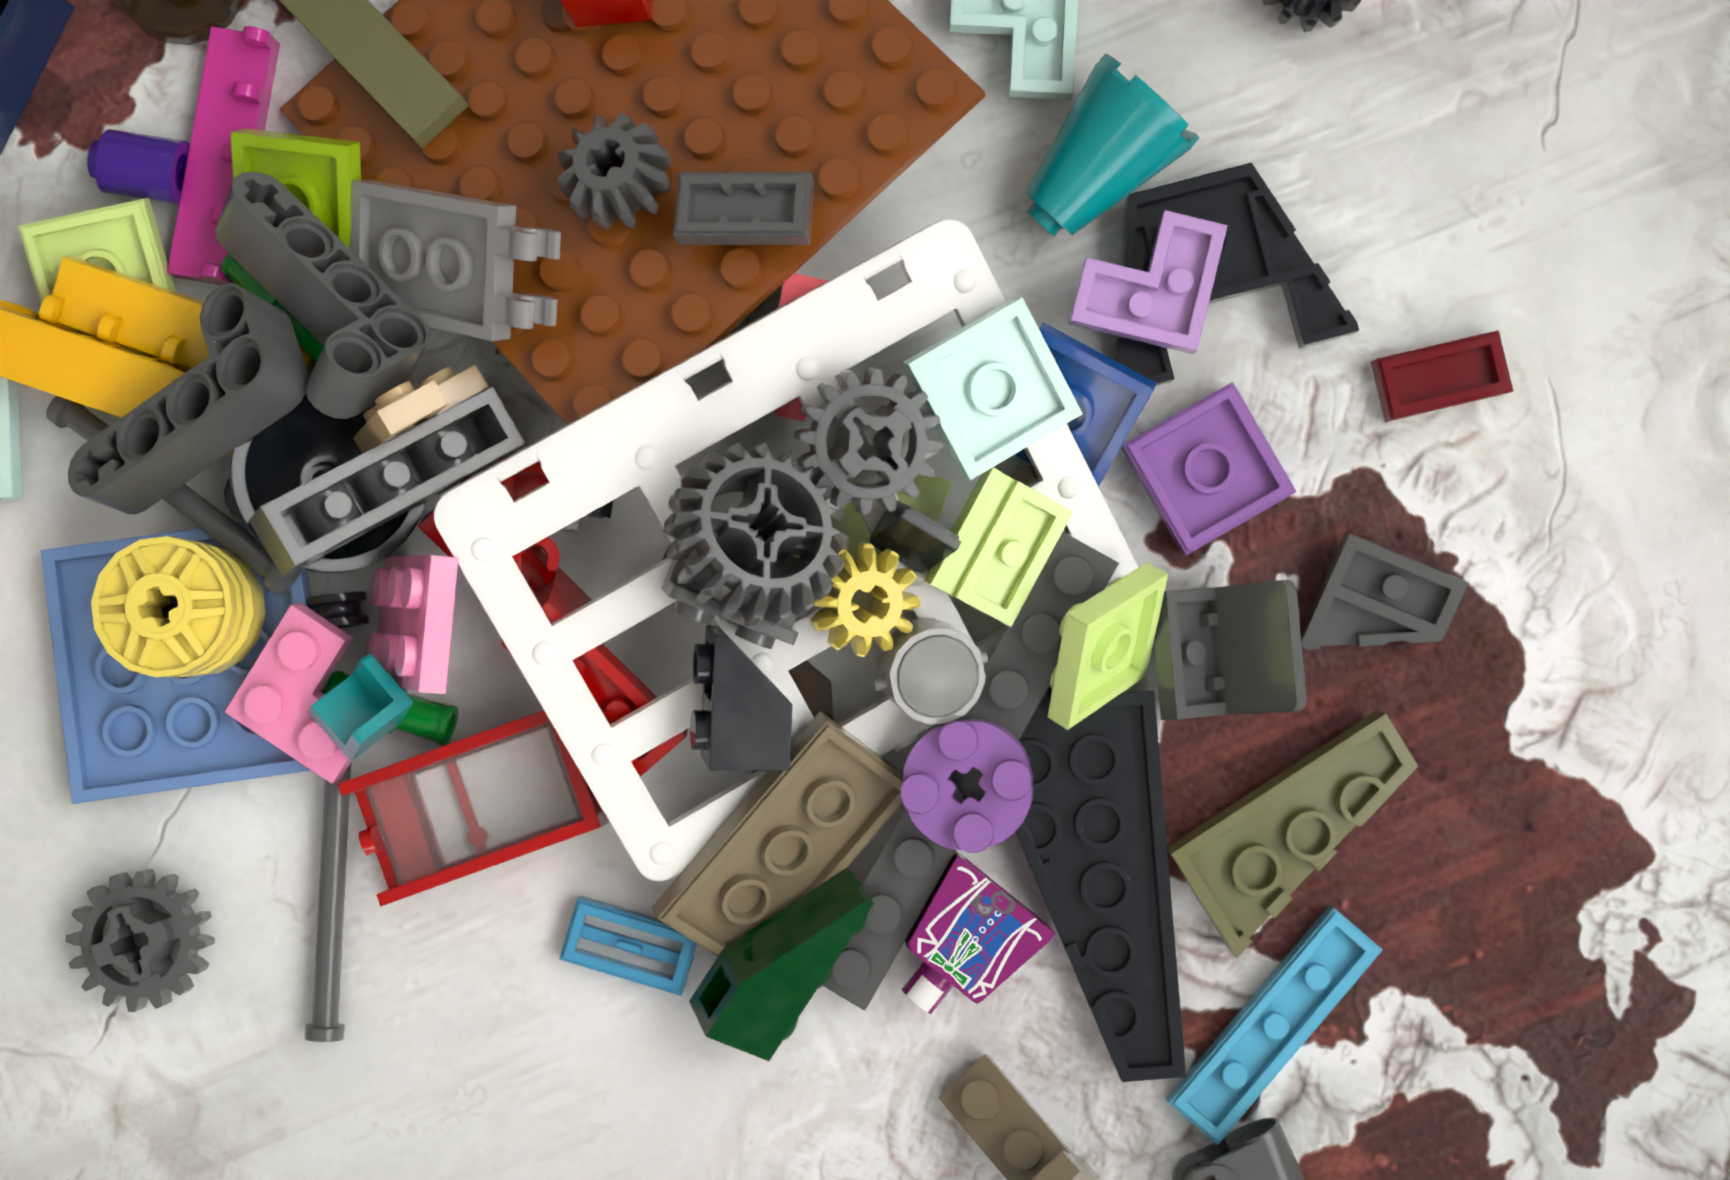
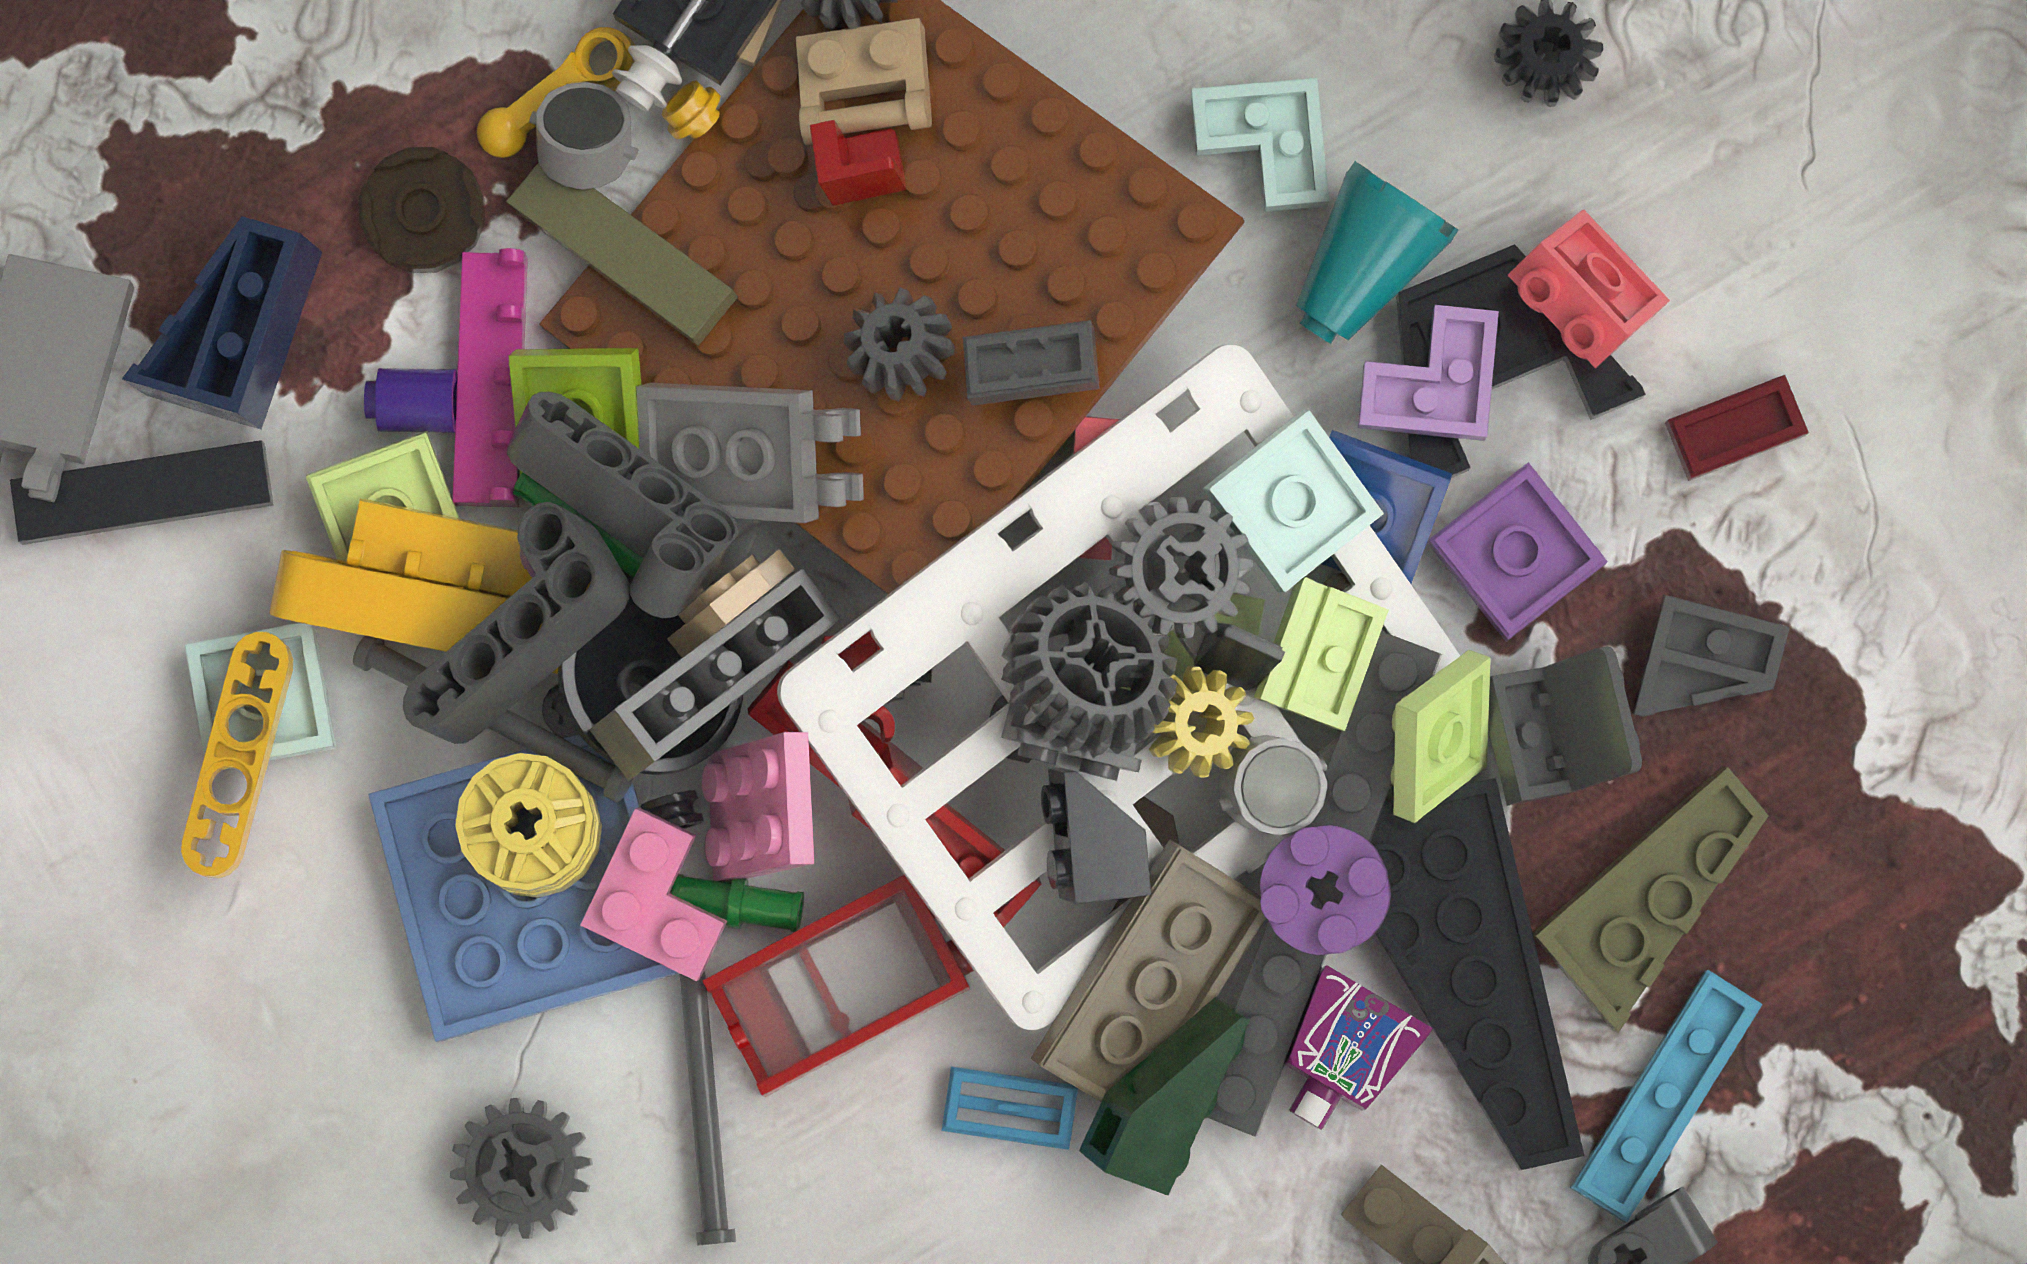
camera: 10 degrees left, 5 degrees down
(361, 708) = (722, 896): teal panel -> none
(1317, 216) = (1587, 288): none -> coral plate

